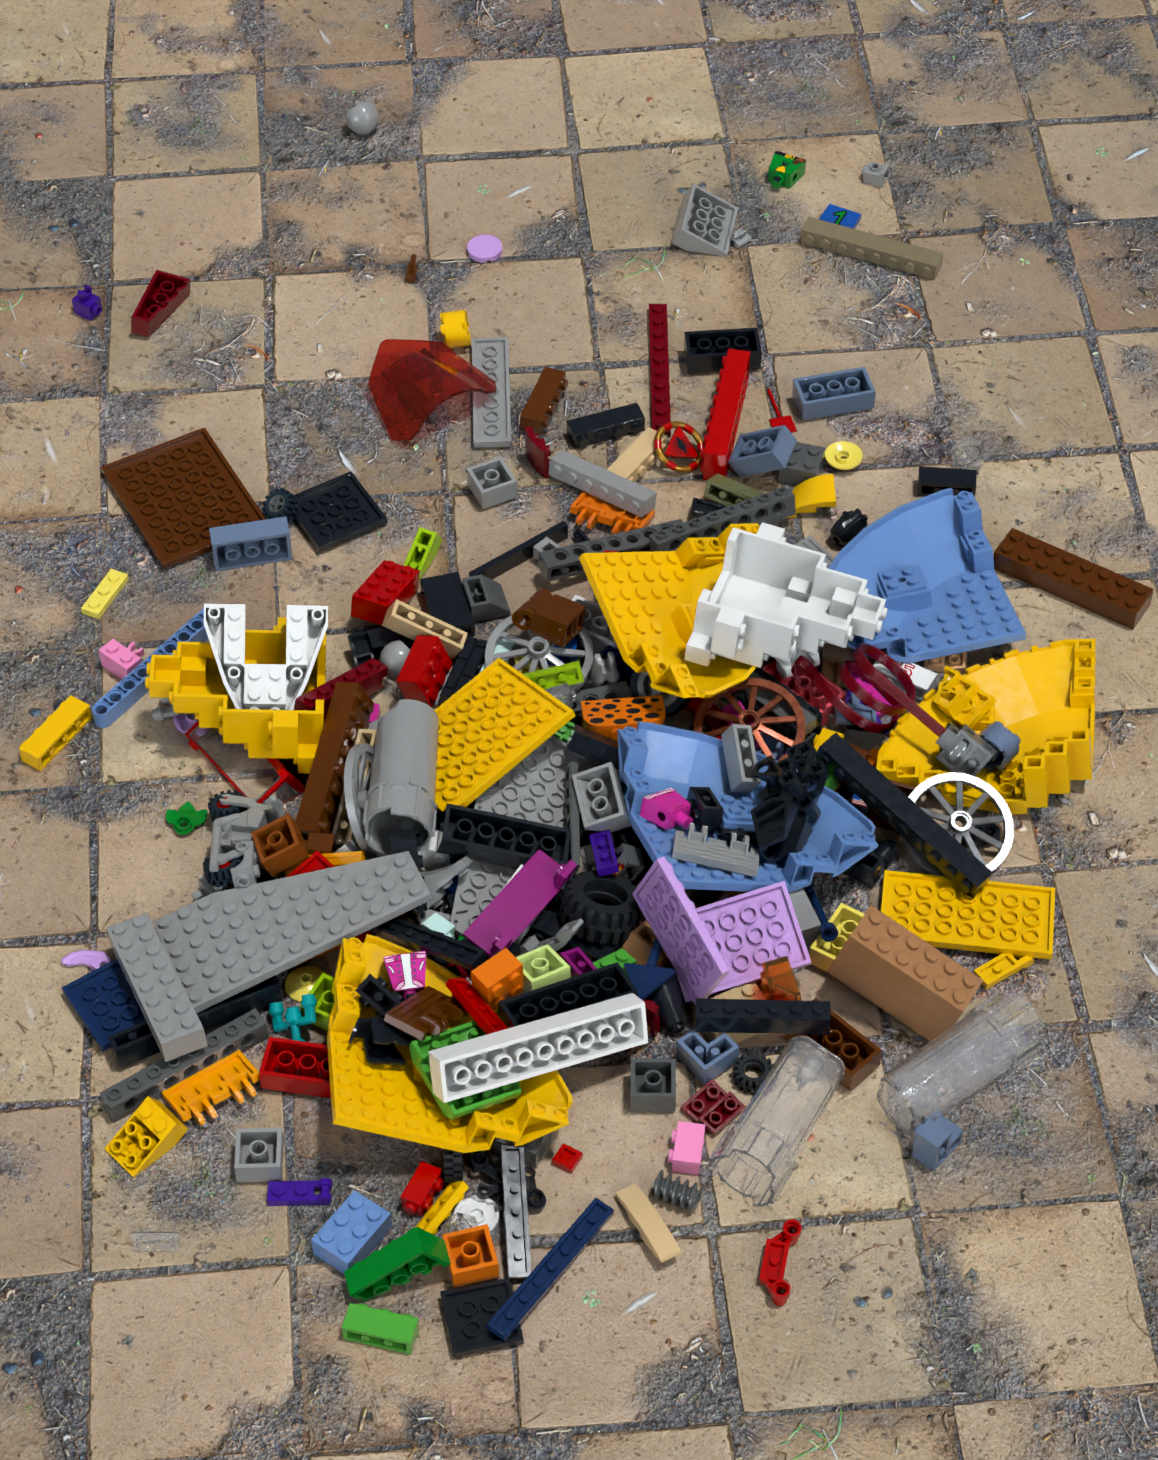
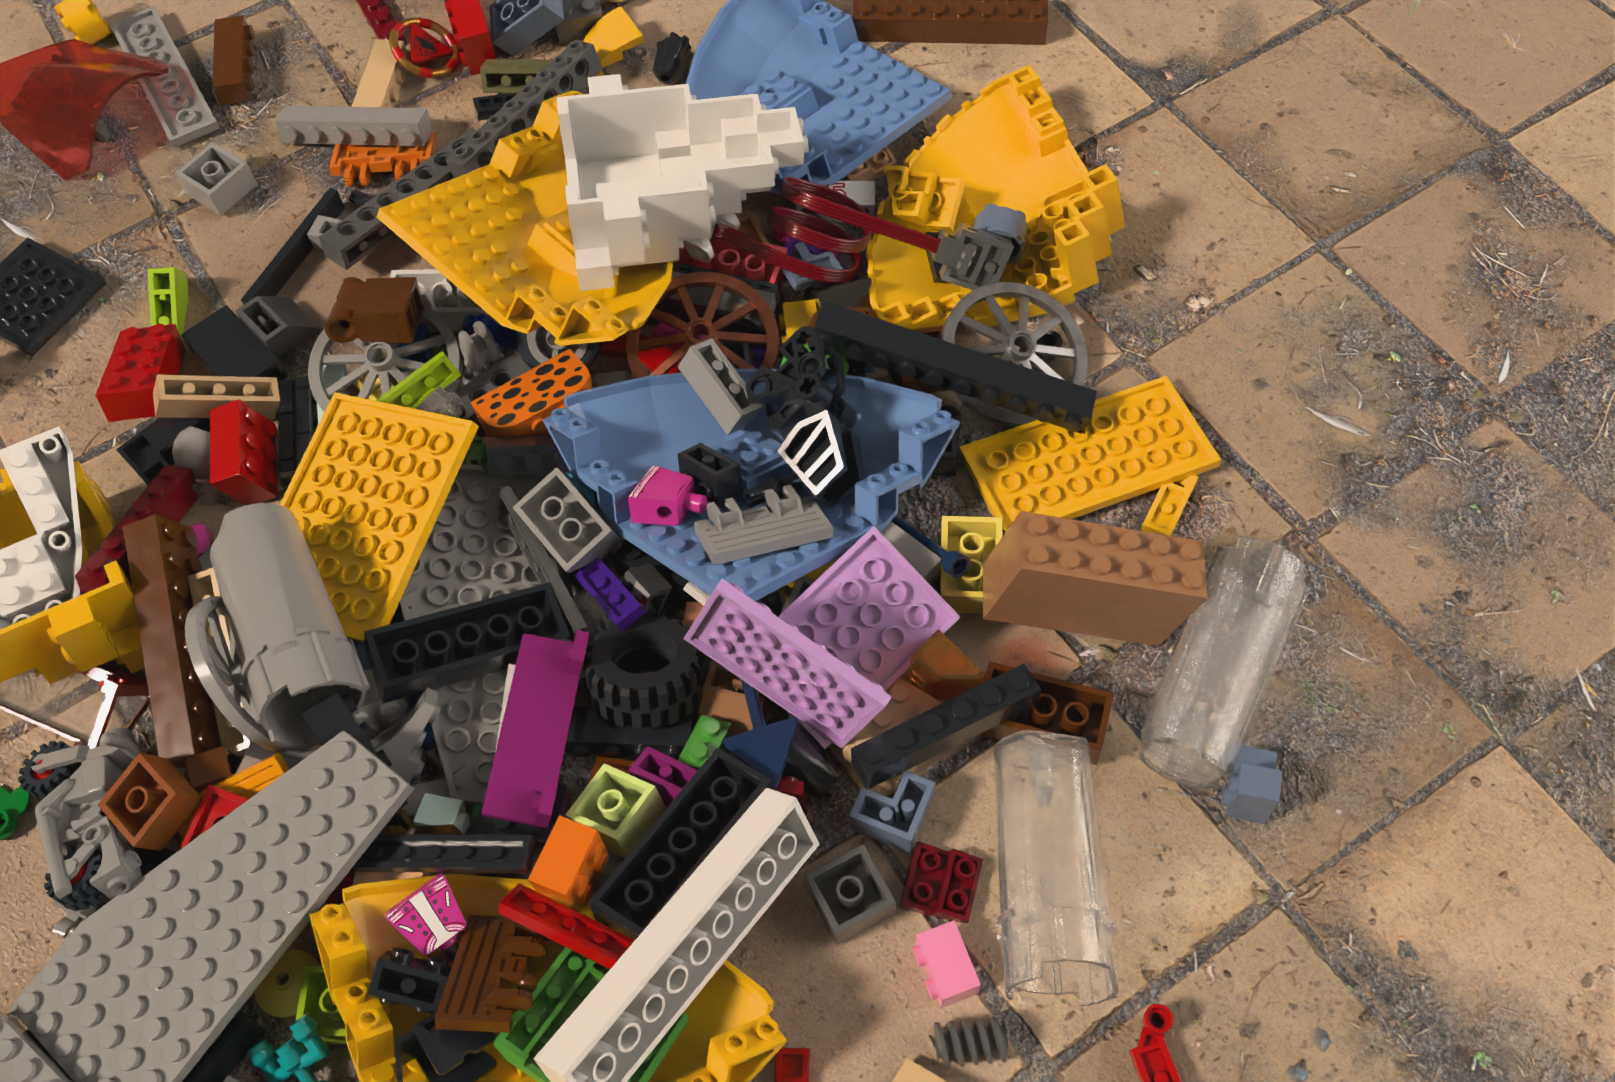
camera: 25 degrees left, 10 degrees up
(537, 452) = (255, 120): dark red slope -> none
(556, 942) = (579, 770): light grey slope -> none
(605, 425) = (323, 59): black brick -> none
(750, 1062) = (959, 822): black tyre -> none

